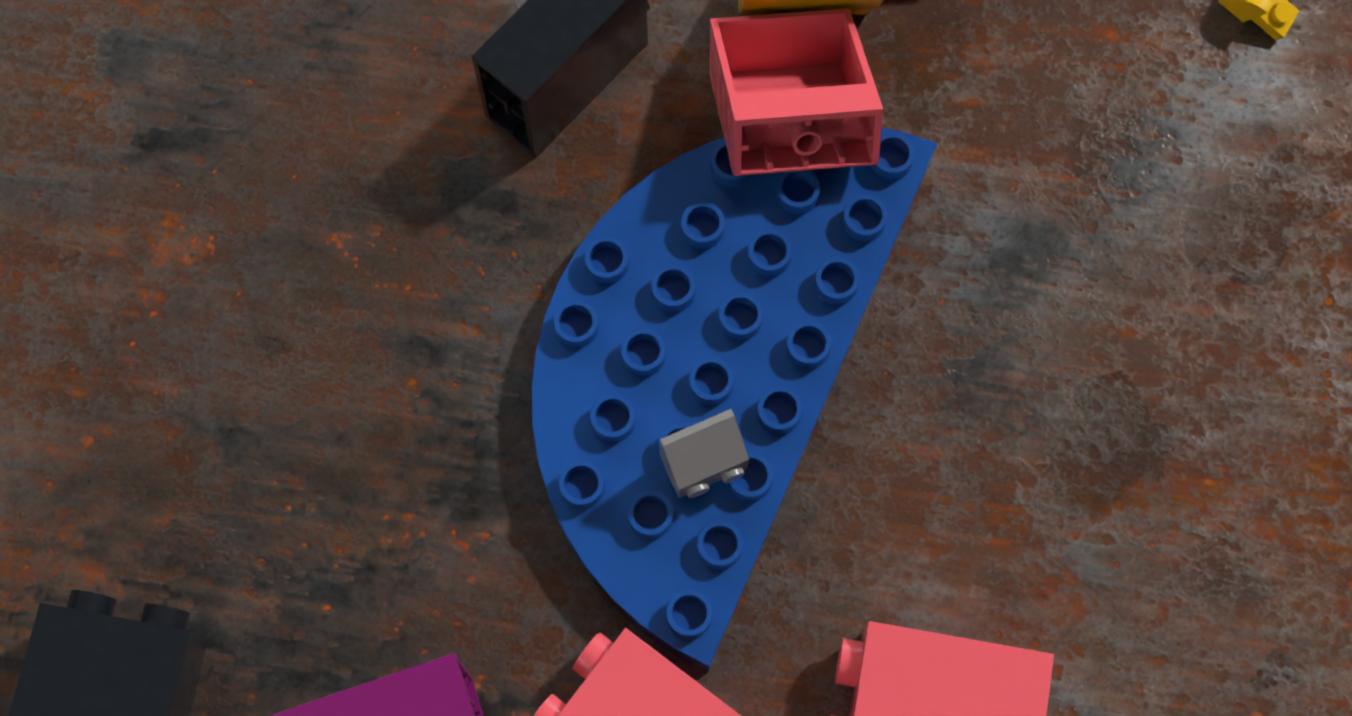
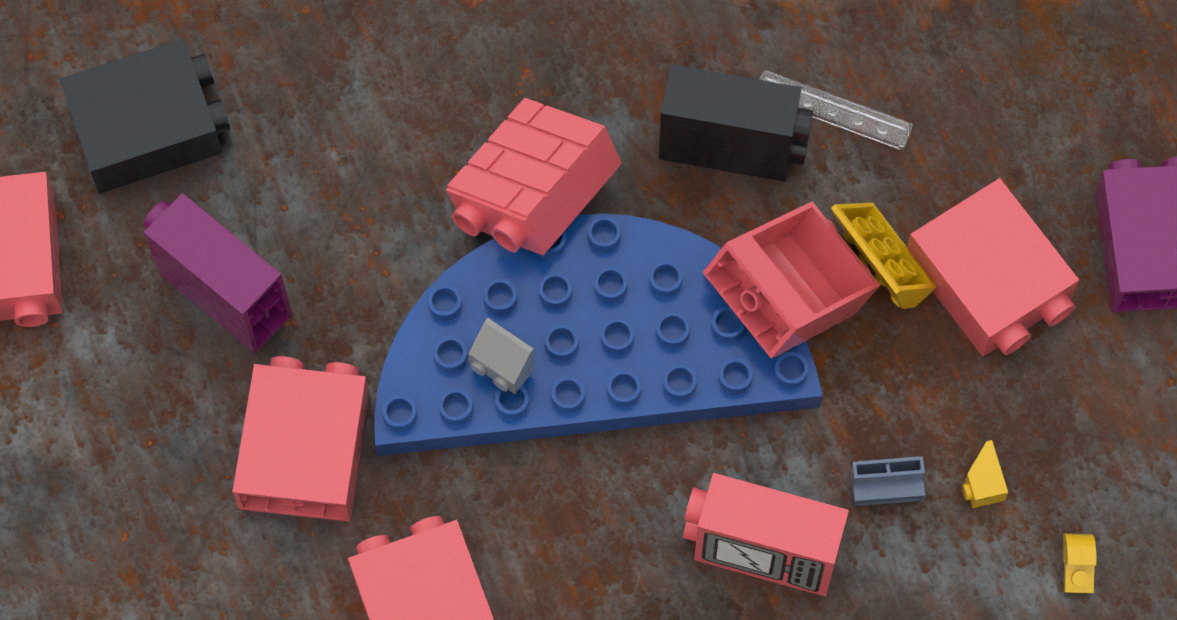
camera: 60 degrees right, 5 degrees down
(492, 297) = (532, 177): none -> coral brick
(1065, 138) = (887, 481): none -> sand blue piece
(1081, 285) = (765, 533): none -> coral brick
(1114, 39) = (985, 479): none -> yellow slope

